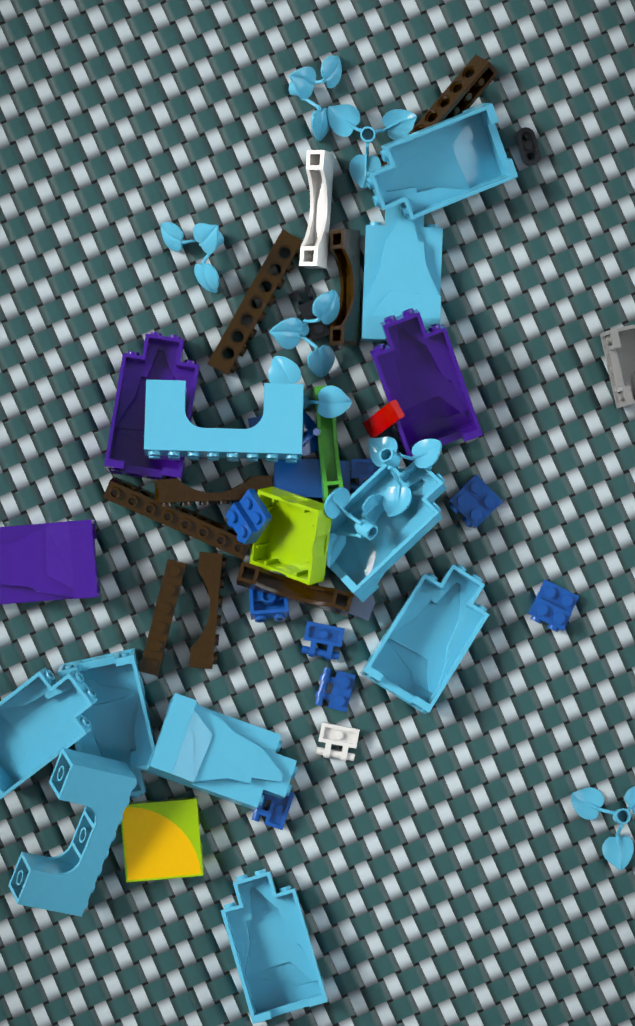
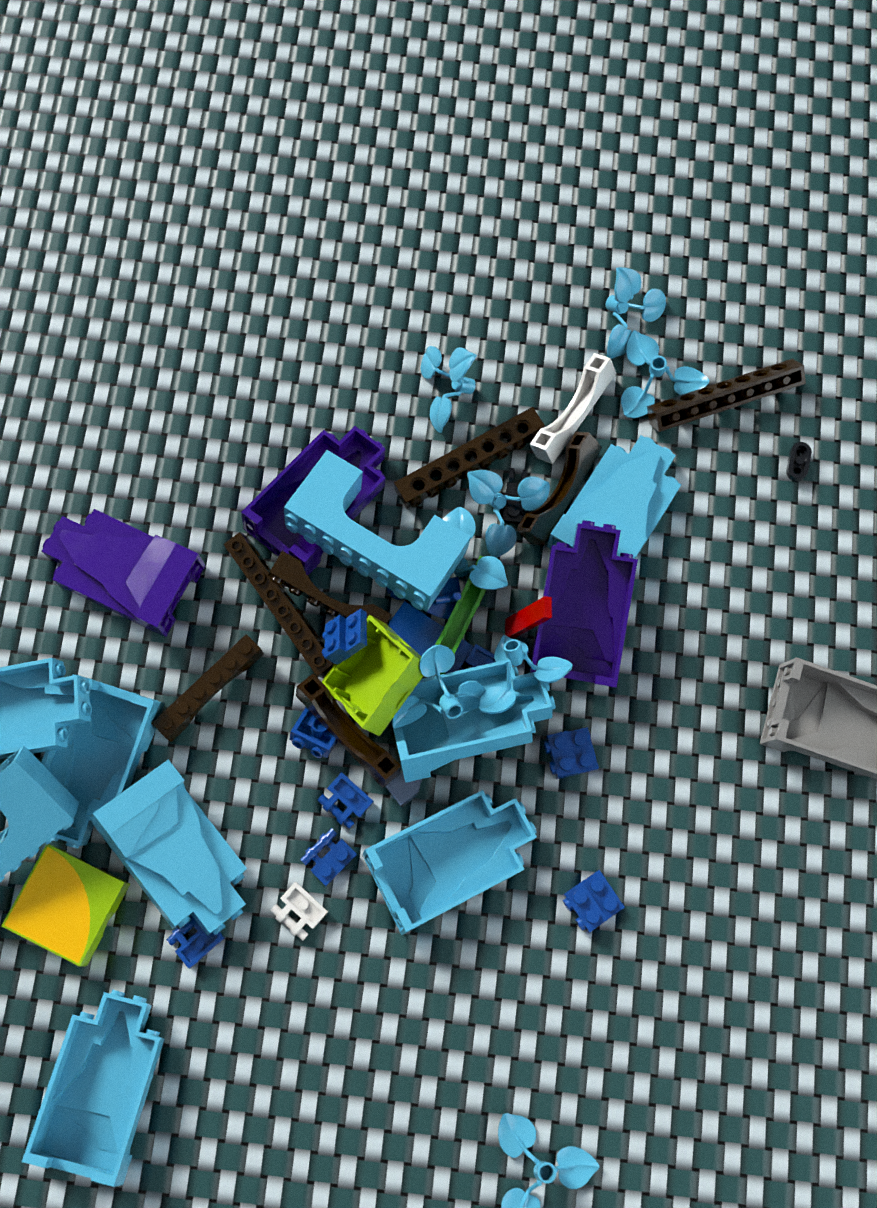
camera: 30 degrees right, 15 degrees down
(210, 569) = (226, 741): dark brown arch -> none
(442, 164) = (713, 423): medium azure panel -> none

